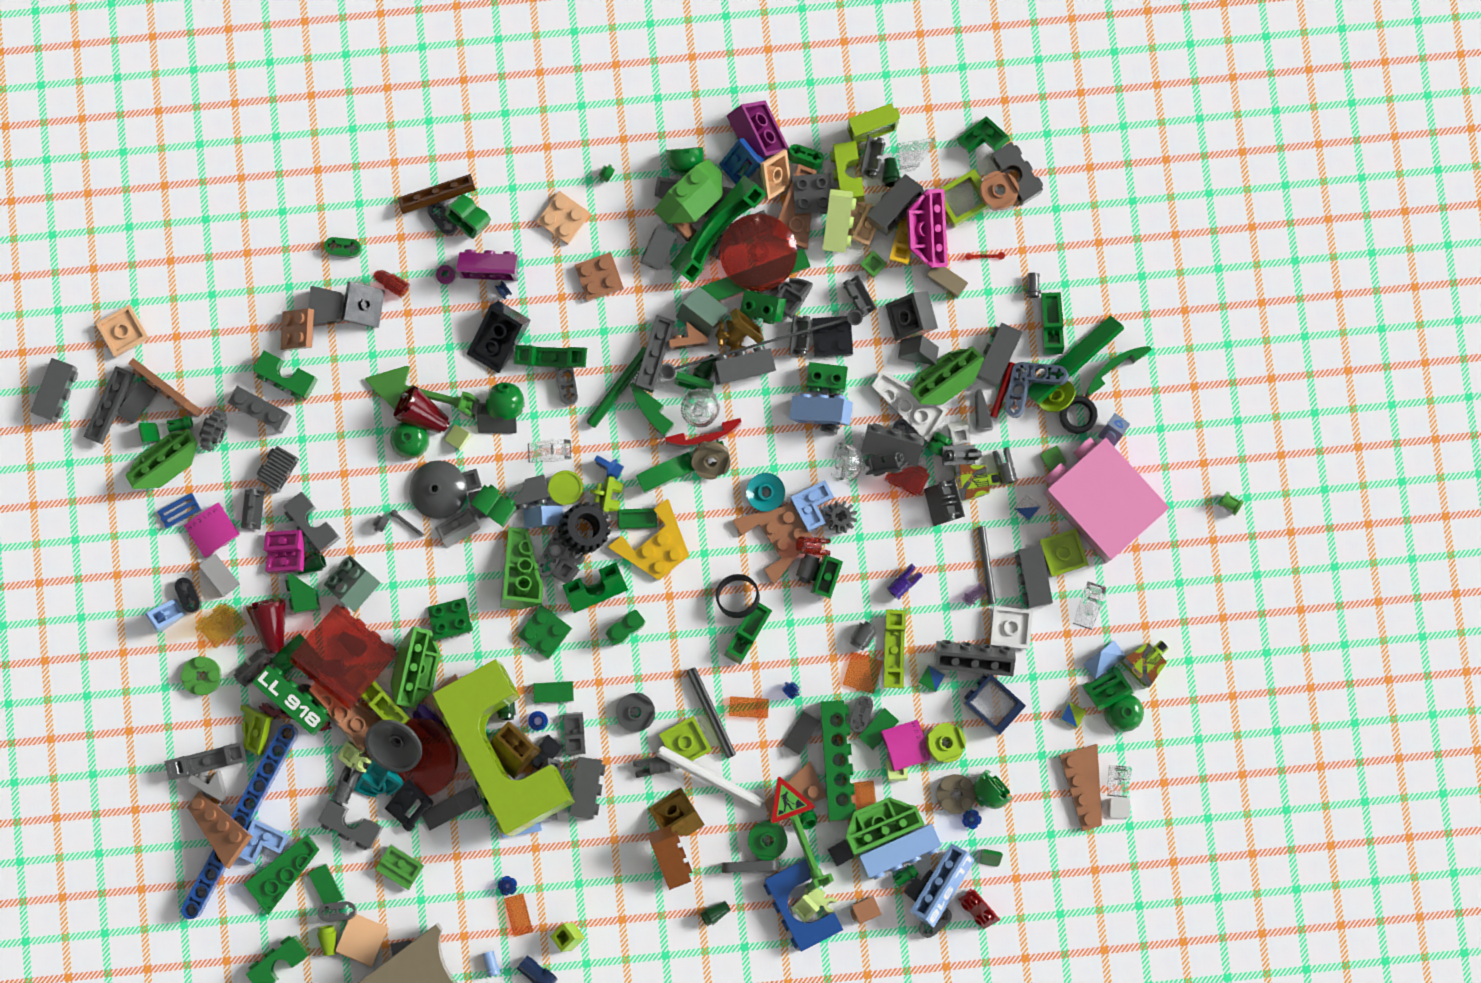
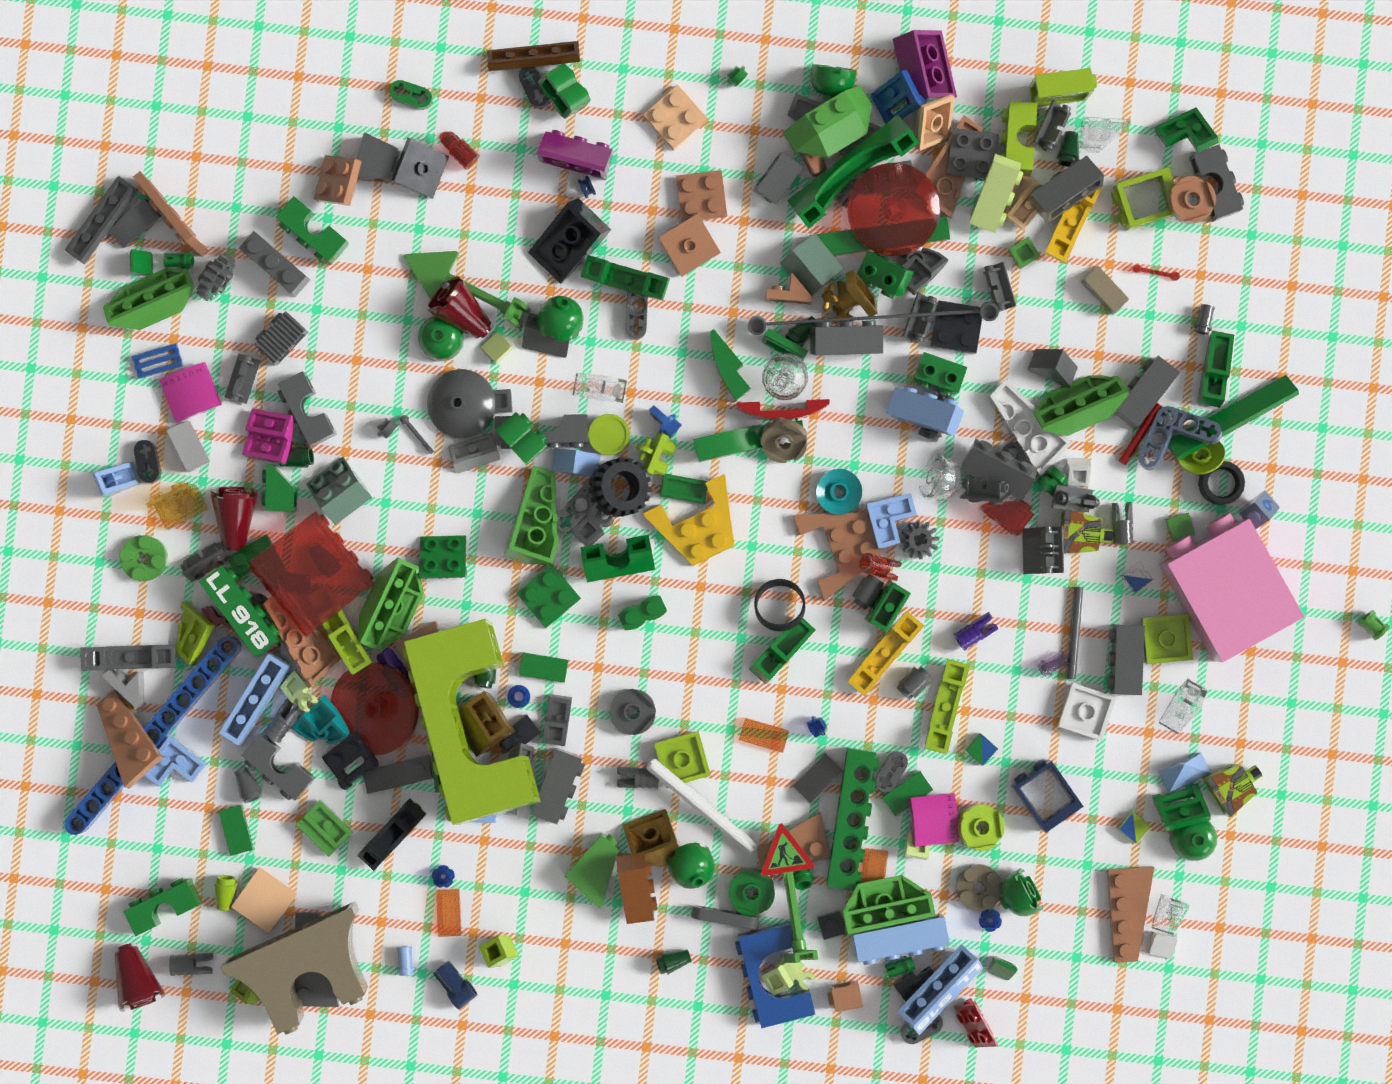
camera: 10 degrees right, 5 degrees up
(54, 390) = (42, 188): dark grey brick -> none
(122, 331) = (134, 136): light nougat plate -> none
(278, 876) = (182, 808): green wing -> none
(319, 771) = (255, 699): none -> light blue brick
(327, 846) = (247, 785): none -> dark grey cone
(338, 916) = (242, 869): dark grey beam -> none
(393, 745) = (346, 690): dark grey dish -> none
(445, 280) = (523, 160): magenta plate -> none
(457, 858) = (392, 834): none -> black arch
(597, 318) = (689, 244): none -> nougat plate
(616, 390) = (696, 331): green axle -> none
(633, 849) = (594, 868): none -> bright green slope
(654, 353) = (746, 301): dark grey plate -> none
(711, 712) = (719, 731): dark grey axle -> none
(712, 828) = (691, 865): none -> green cylinder
(805, 156) = (973, 108): green beam -> none
(834, 616) = (885, 653): none -> yellow slope
(862, 672) = (903, 724): clear orange piece -> none
(911, 315) = (1054, 323): dark grey slope -> none
(928, 228) = (1099, 226): dark pink wedge -> none
(974, 658) = (1037, 738): dark grey brick -> none
(982, 414) = (1110, 456): dark grey slope -> none
(1134, 355) = (1253, 450): green slope -> none

